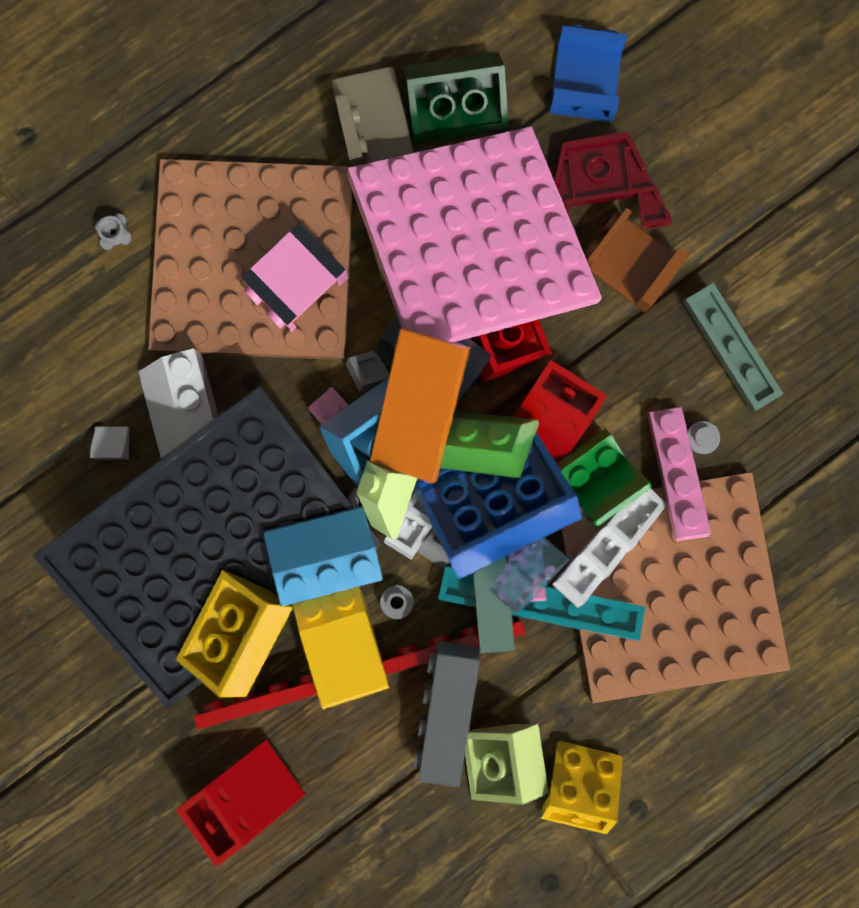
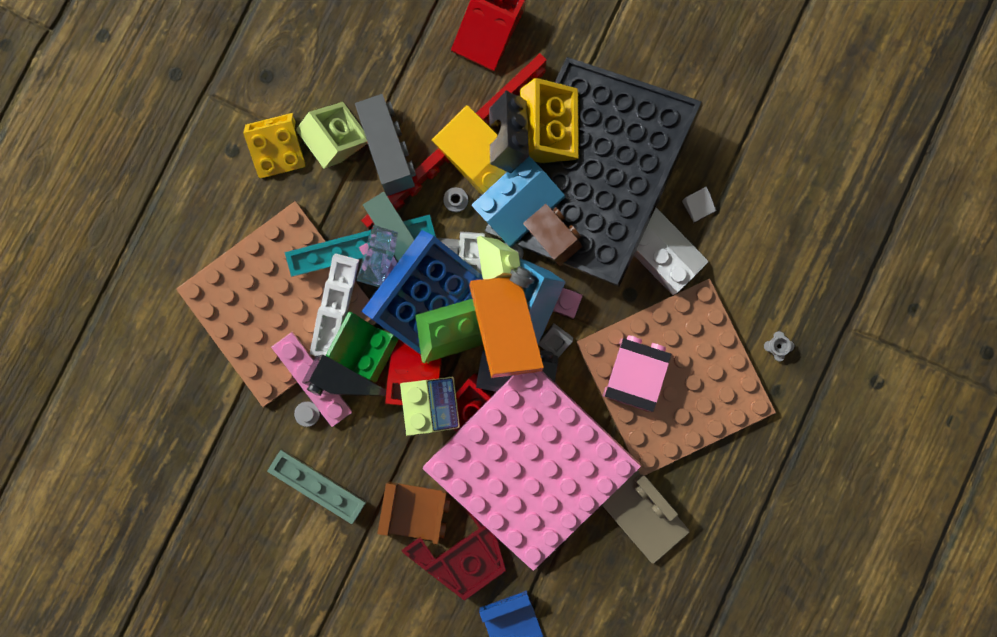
camera: 155 degrees right, 0 degrees up
(295, 623) = (511, 145): none -> black arch
(303, 490) = (552, 233): none -> reddish brown brick
(368, 455) = (522, 277): none -> dark grey plate
(456, 96) = (596, 565): dark green slope -> none
(558, 362) = (429, 406): none -> slope
(652, 452) = (332, 378): none -> black slope

